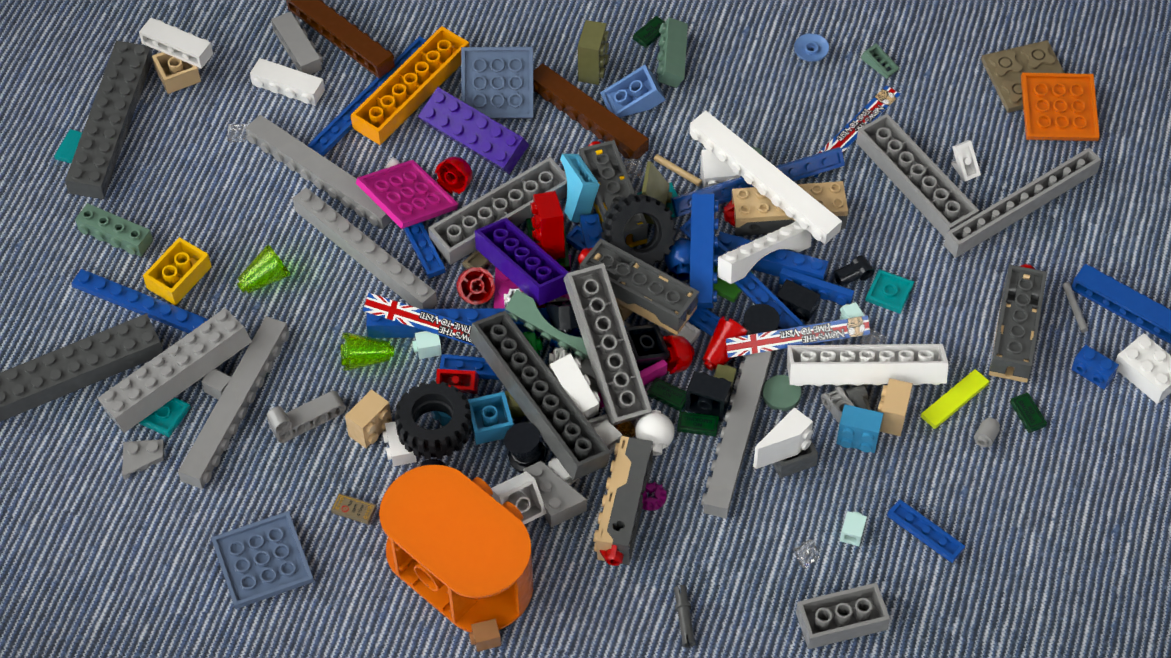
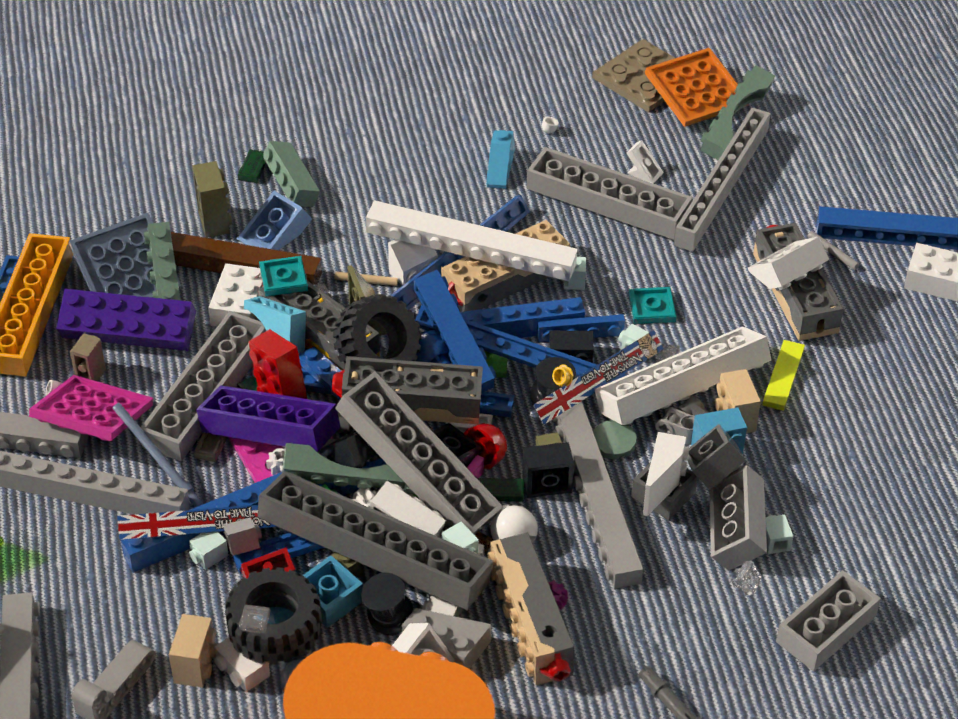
camera: 30 degrees left, 10 degrees down
(364, 351) = (139, 585): clear neon green cone -> none
(411, 418) = (254, 619): none -> clear tile
(424, 250) = (135, 453): blue plate -> none
(427, 151) = (88, 357): none -> dark tan brick
(438, 286) = (156, 454): none -> sand blue bar
(453, 346) = (242, 536): none -> light grey brick
(454, 174) = (131, 370): red cylinder -> none
(475, 285) = (227, 466): red cylinder -> none
(522, 97) = (162, 261): none -> sand green brick
(567, 140) = (234, 286): none -> white brick
(602, 424) = (461, 536): none -> light aqua brick
(603, 145) = (283, 276): none -> teal tile
(697, 424) = (550, 504): dark green tile -> none
(717, 350) = (525, 419): red cone -> none
(738, 262) = (498, 327): white arch -> none
(763, 325) = (562, 375): none -> yellow plate
(811, 47) = (426, 121): medium blue dish -> none
(827, 502) = (738, 518): none -> light grey brick
(836, 445) = (714, 457): none -> dark grey brick
(844, 238) = (578, 277): none -> light aqua brick
(850, 107) = (500, 158): none -> dark azure slope
(857, 269) = (609, 297): black piece -> none
(864, 117) = (522, 156): sticker -> none
(879, 54) = (496, 110): sand green slope -> none
(915, 91) = (549, 124): none -> white hinge
(926, 531) = (846, 505): blue plate -> none
(987, 432) = (837, 390): light grey brick -> none
(1011, 307) = (790, 263): none -> white slope
(1028, 412) = (859, 358): dark green tile -> none
(1095, 367) = (892, 292): blue brick -> none
(1107, 128) = (754, 88): none -> sand green arch

